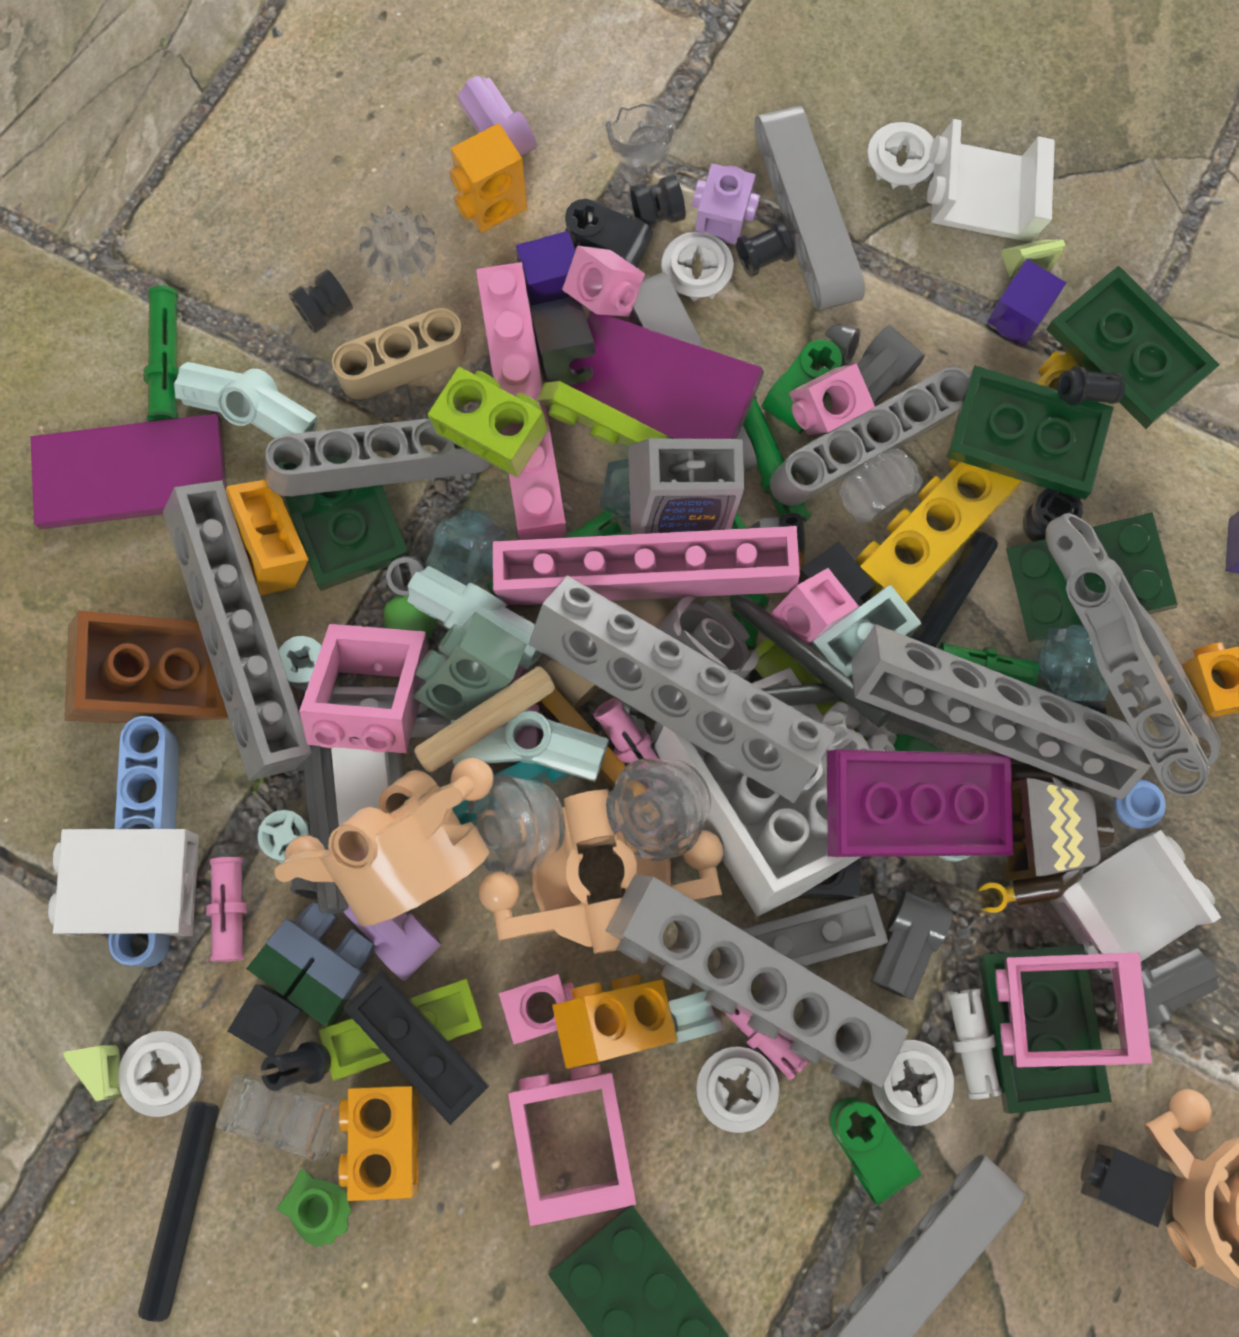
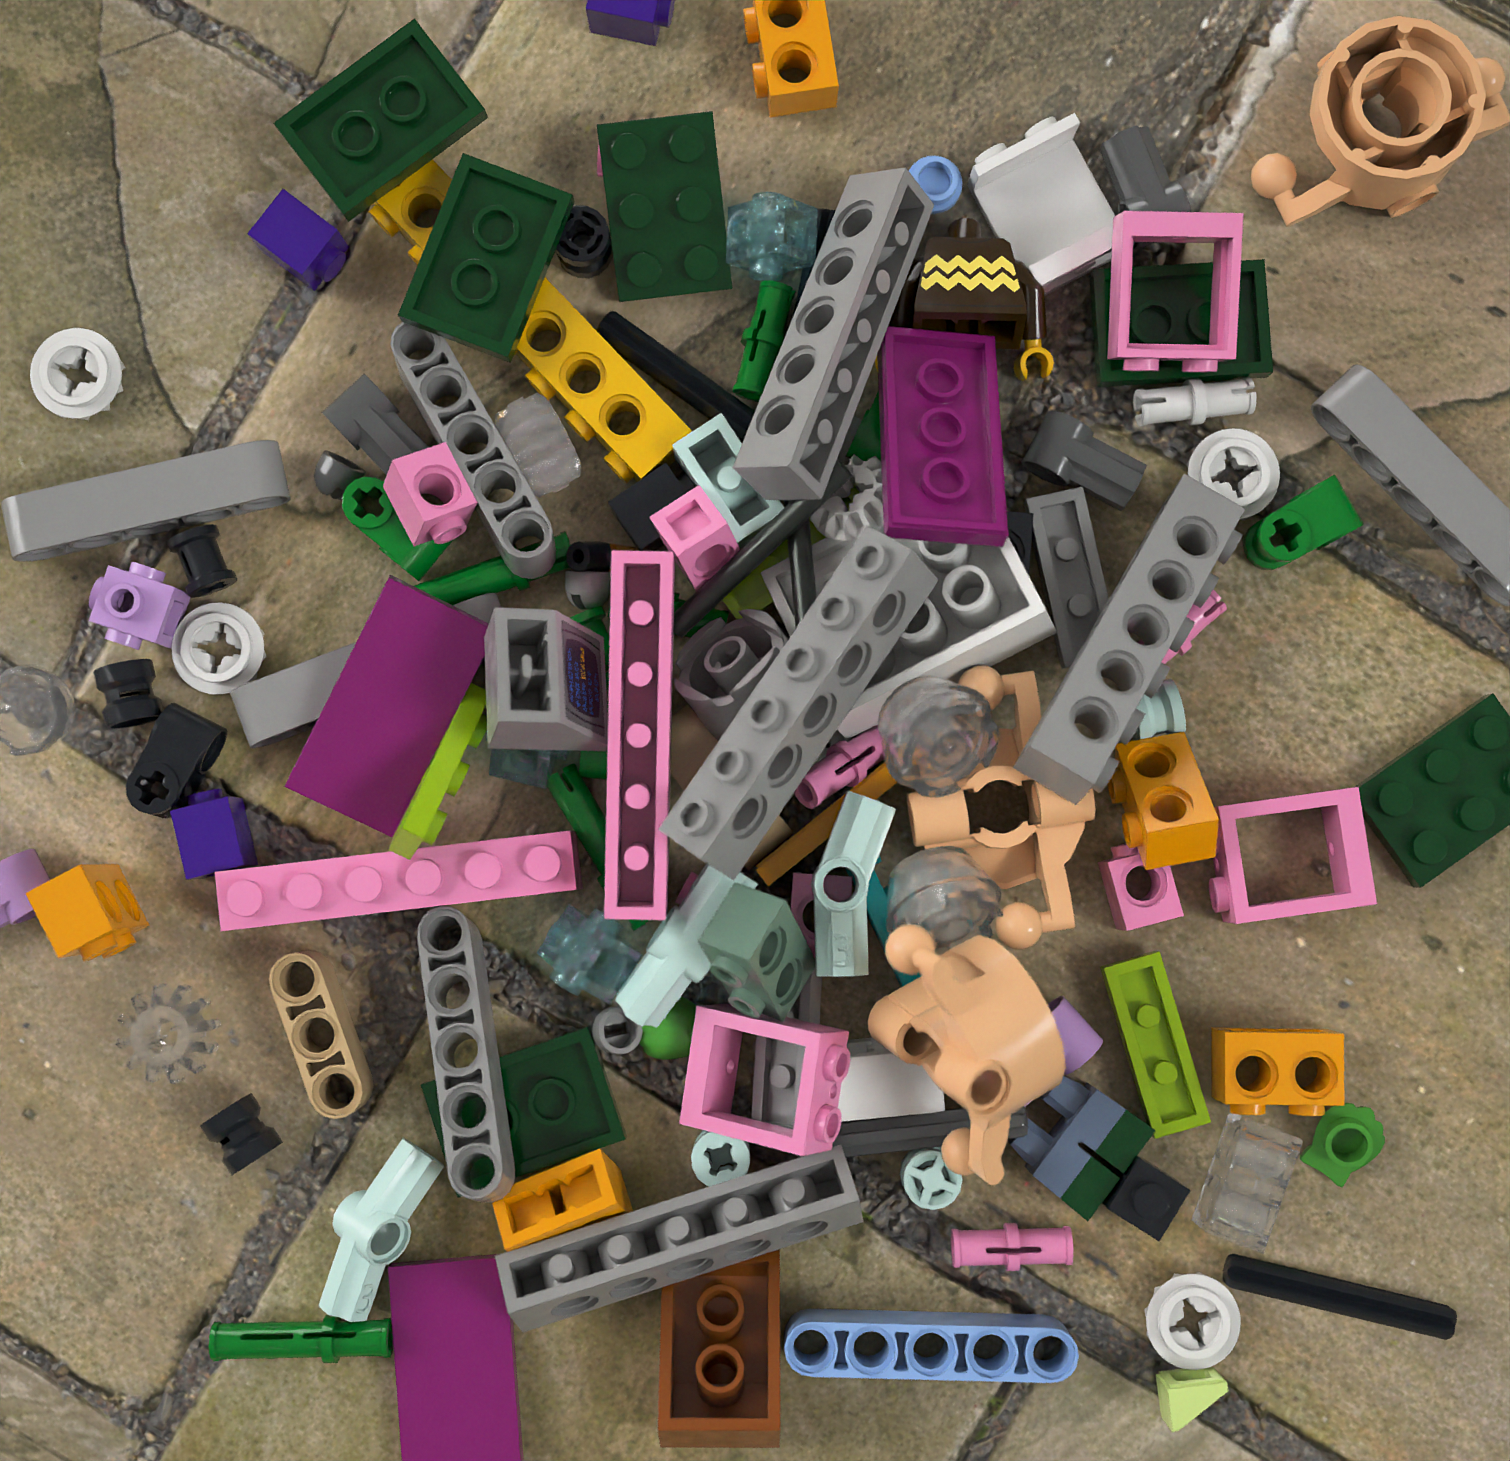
camera: 85 degrees left, 10 degrees up
(125, 882) = (982, 1367): white panel -> none
(306, 1064) = (1193, 1151): black pin -> none
(416, 1047) = (1180, 1026): black tile -> none
(482, 429) = (452, 926): lime brick -> none
(484, 719) = (826, 934): tan axle -> none
(561, 337) = (324, 824): black hinge -> none
(603, 281) = (248, 768): bright pink brick -> none
(761, 1081) = (1259, 663): white gear -> none
(991, 188) = (133, 265): white panel -> none
(1041, 252) = (228, 226): yellowish green slope -> none
(1080, 386) = (439, 188): black pin -> none
(1124, 647) = (744, 186): light grey piece -> none
(1126, 1184) = (1349, 254): black brick -> none

